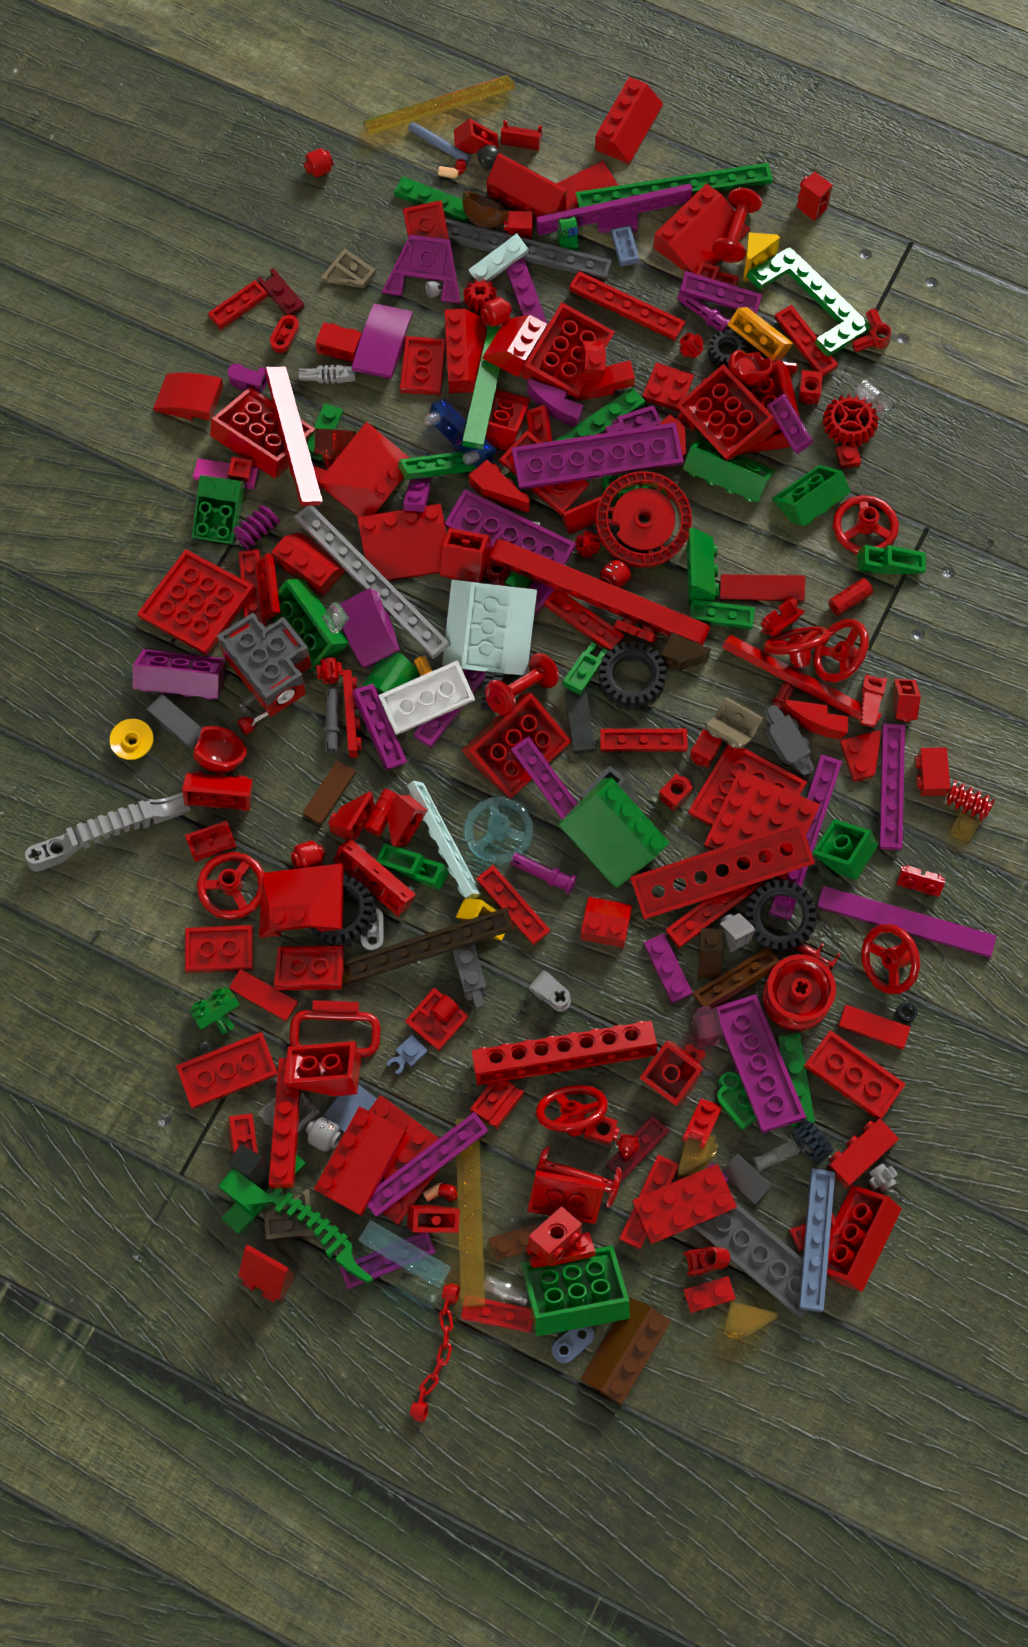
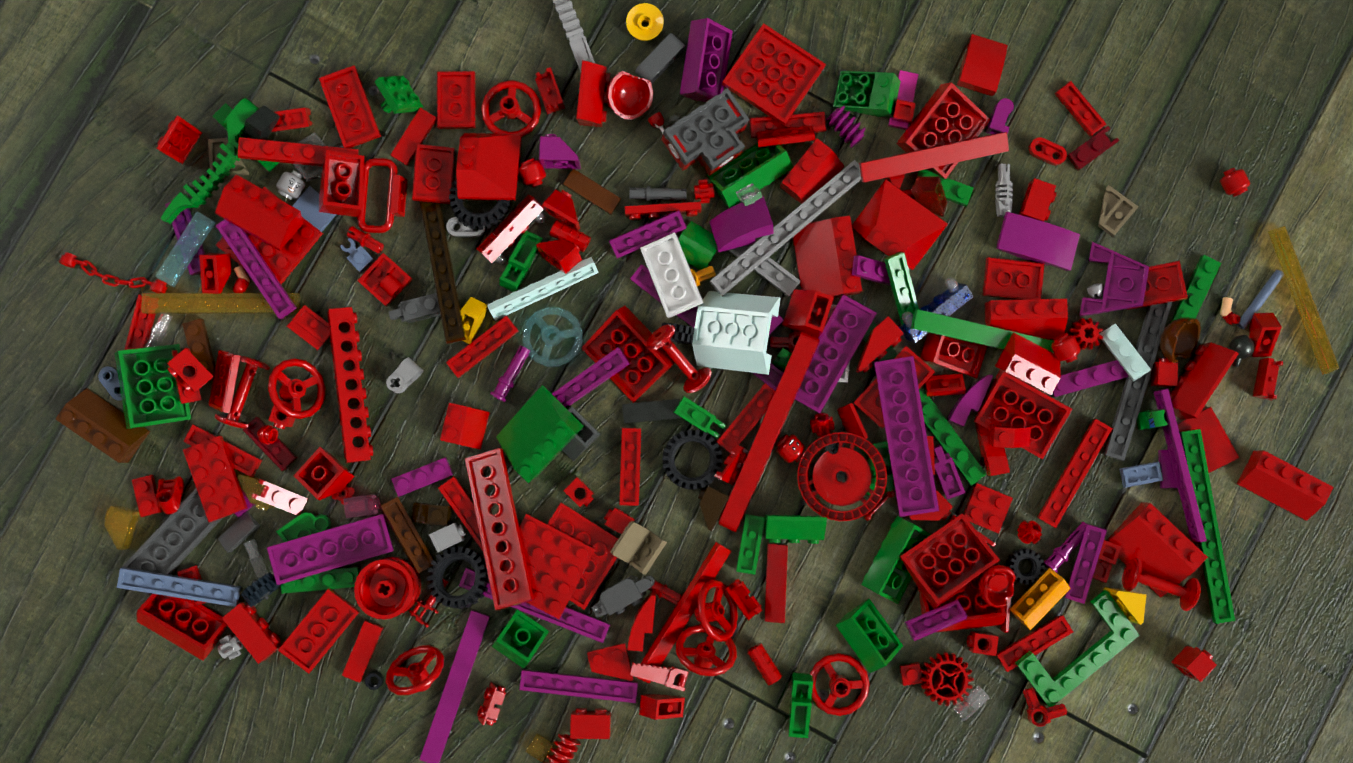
camera: 90 degrees right, 15 degrees up
(286, 824) = (557, 154): none -> magenta slope
(389, 1044) = (365, 240): none -> red axle
(421, 598) = (772, 272): none -> light grey plate

